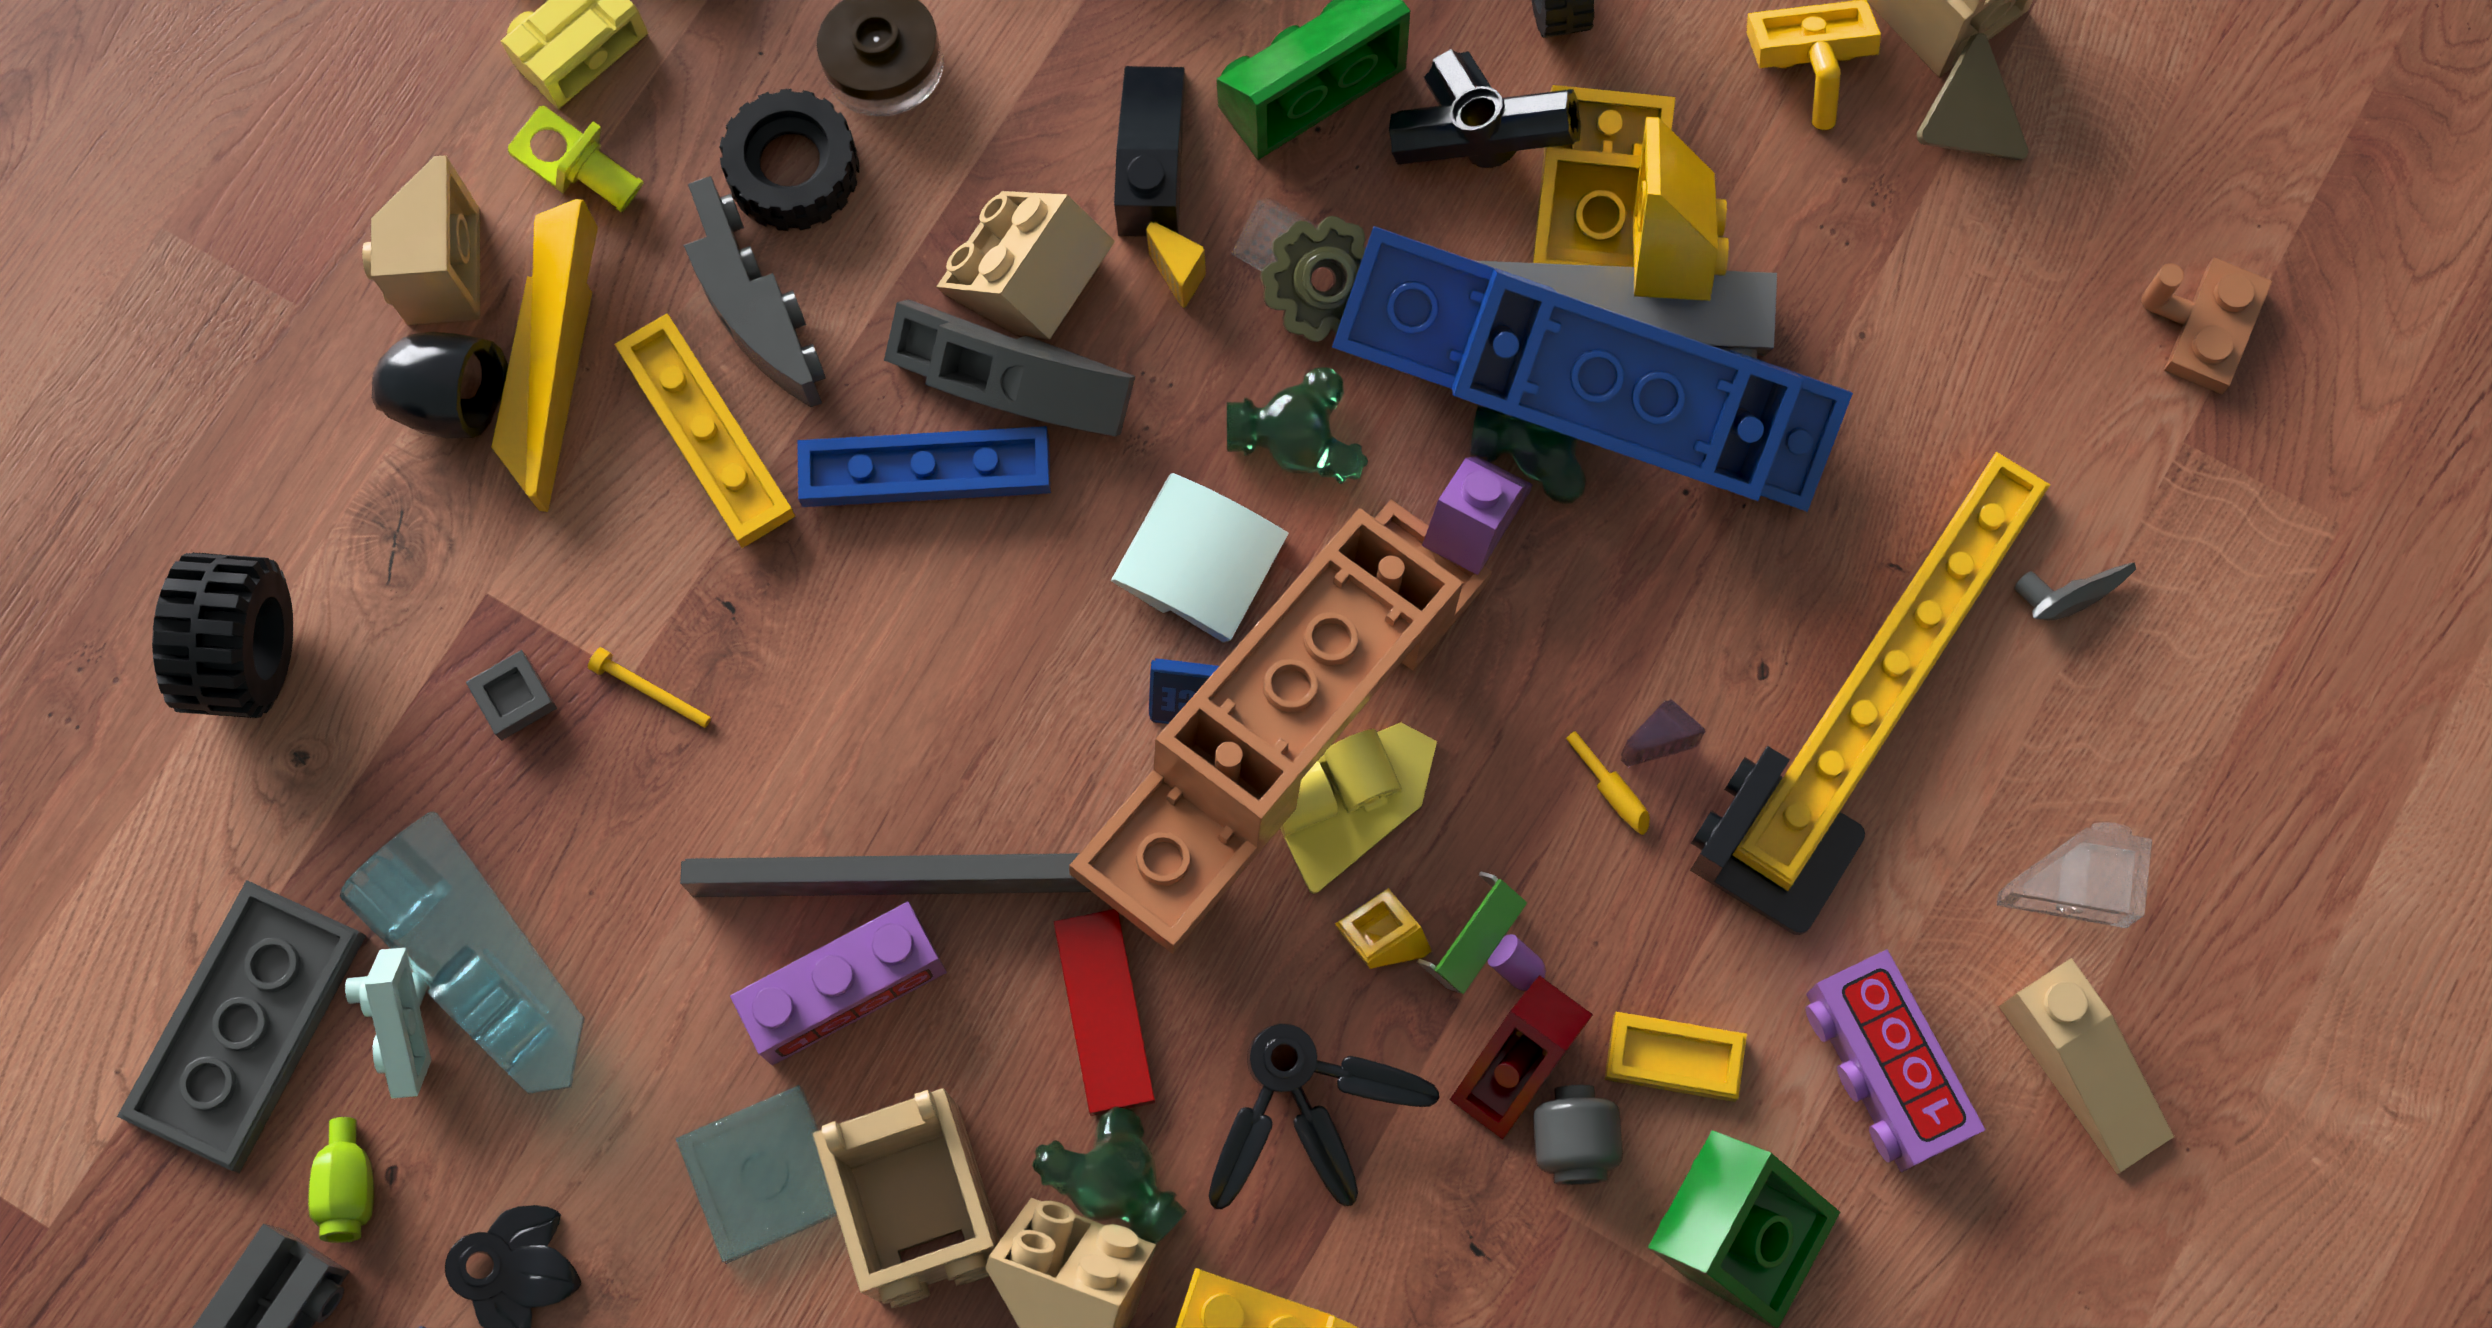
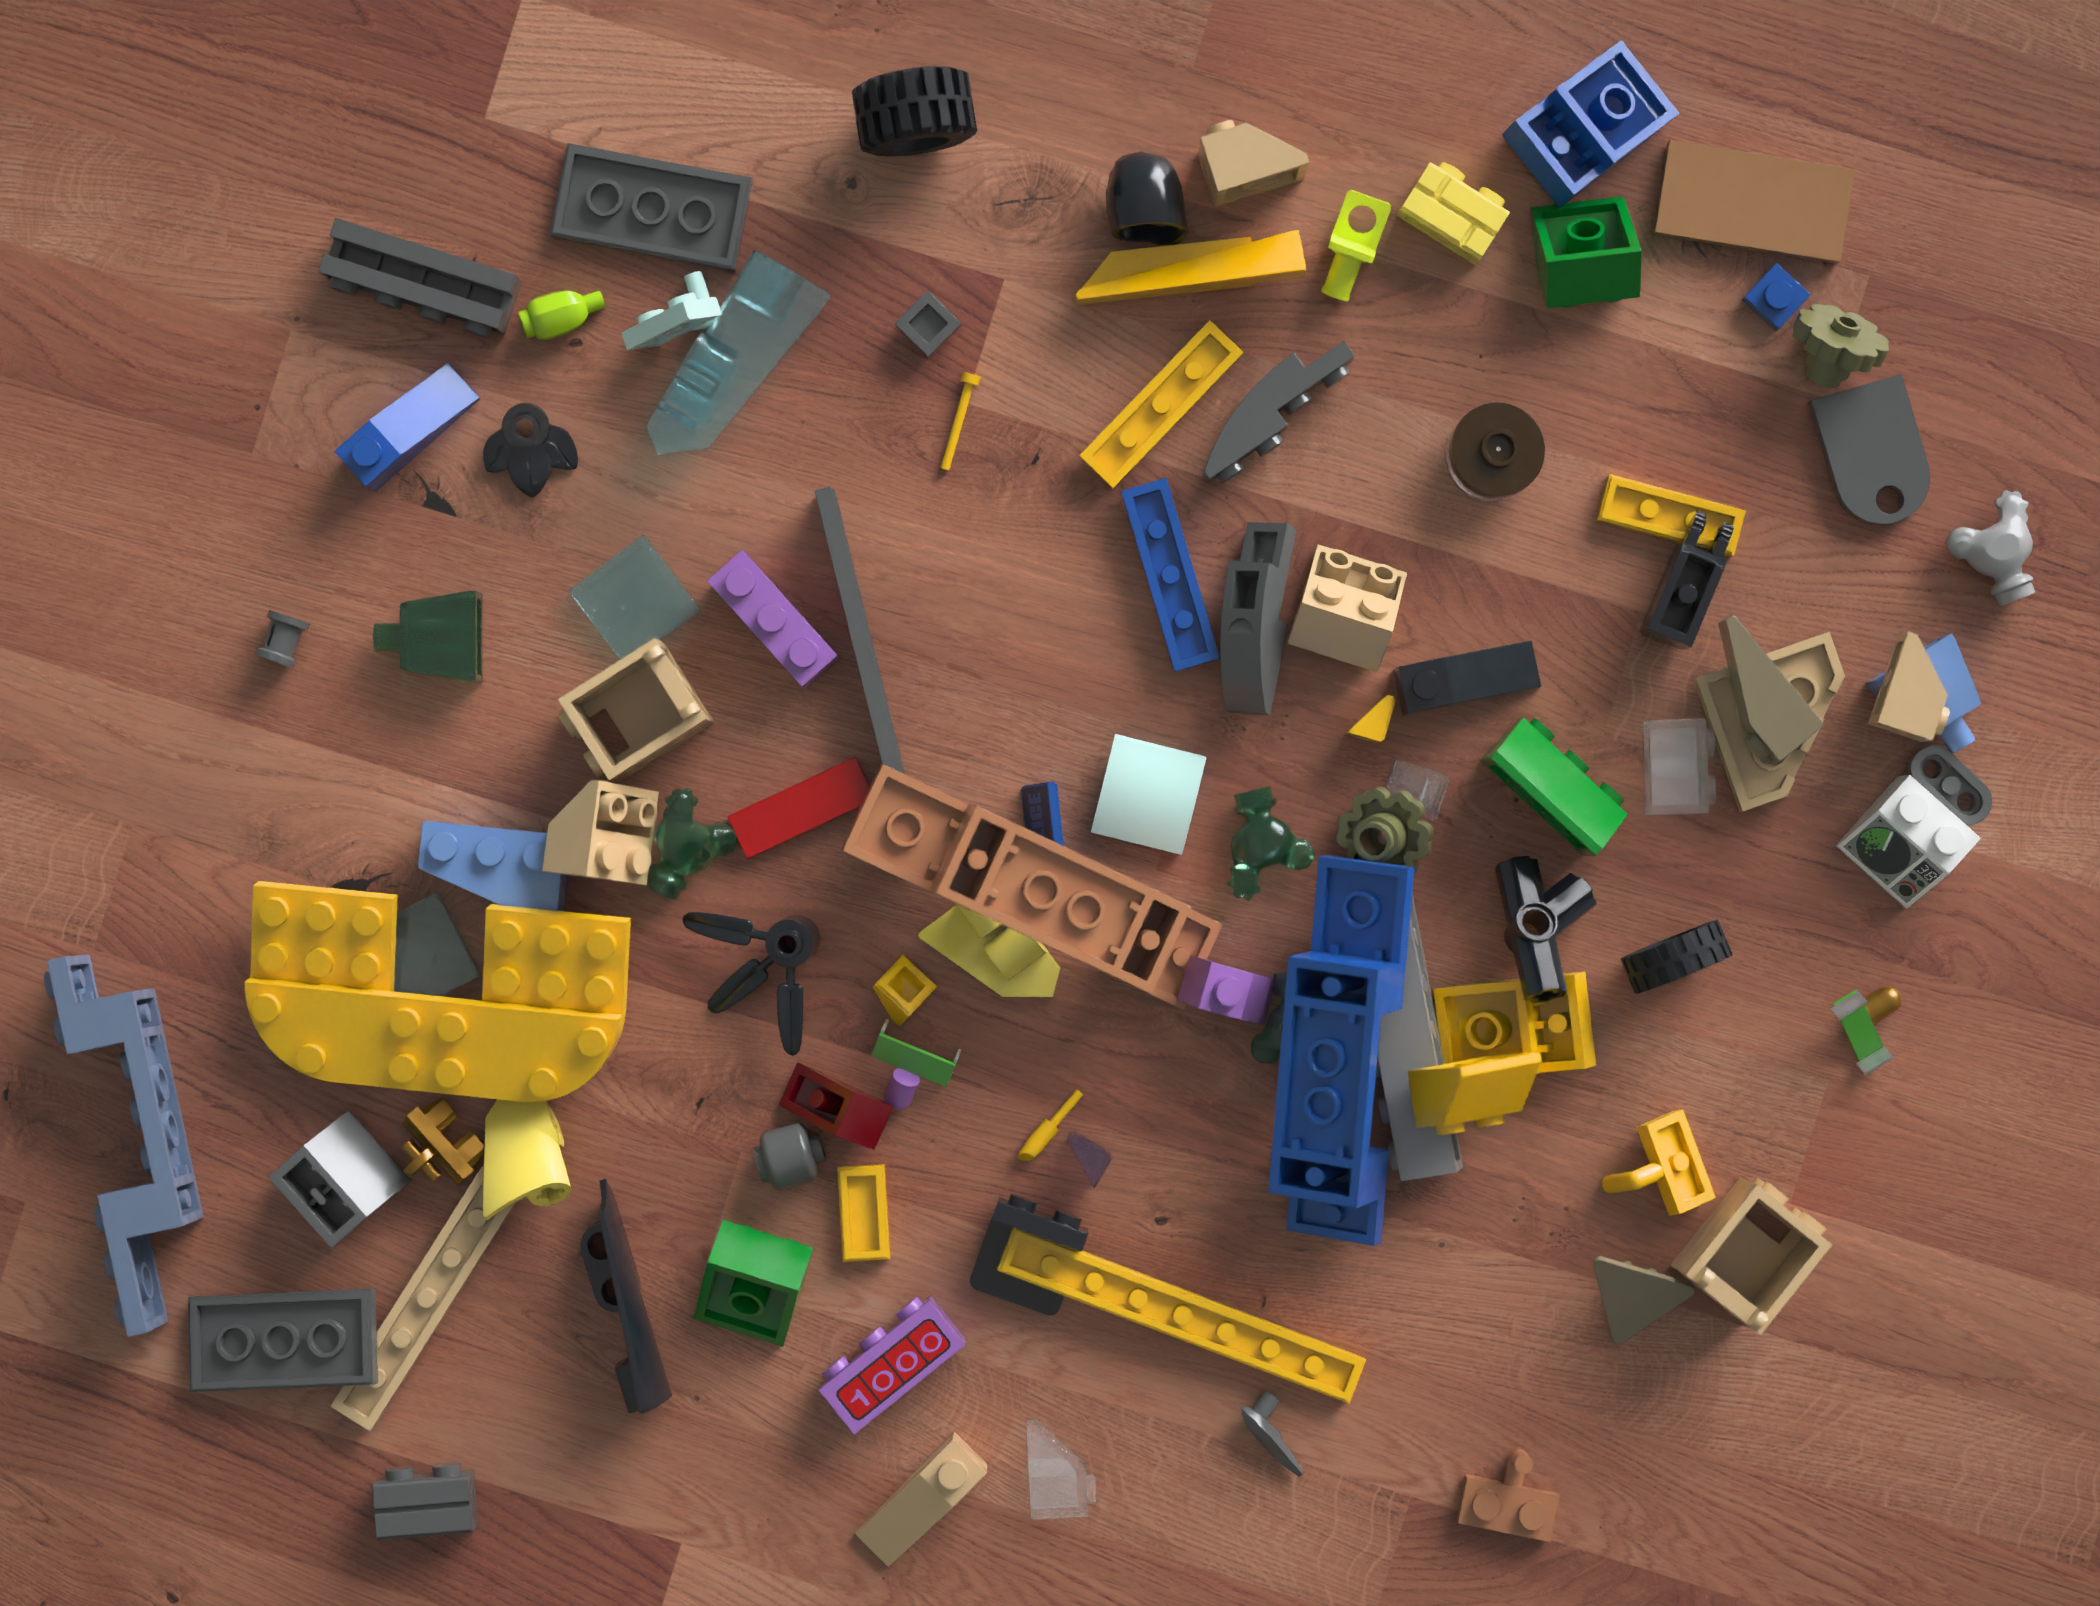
camera: 75 degrees right, 15 degrees up
(783, 115) = (1427, 403): black tyre -> none

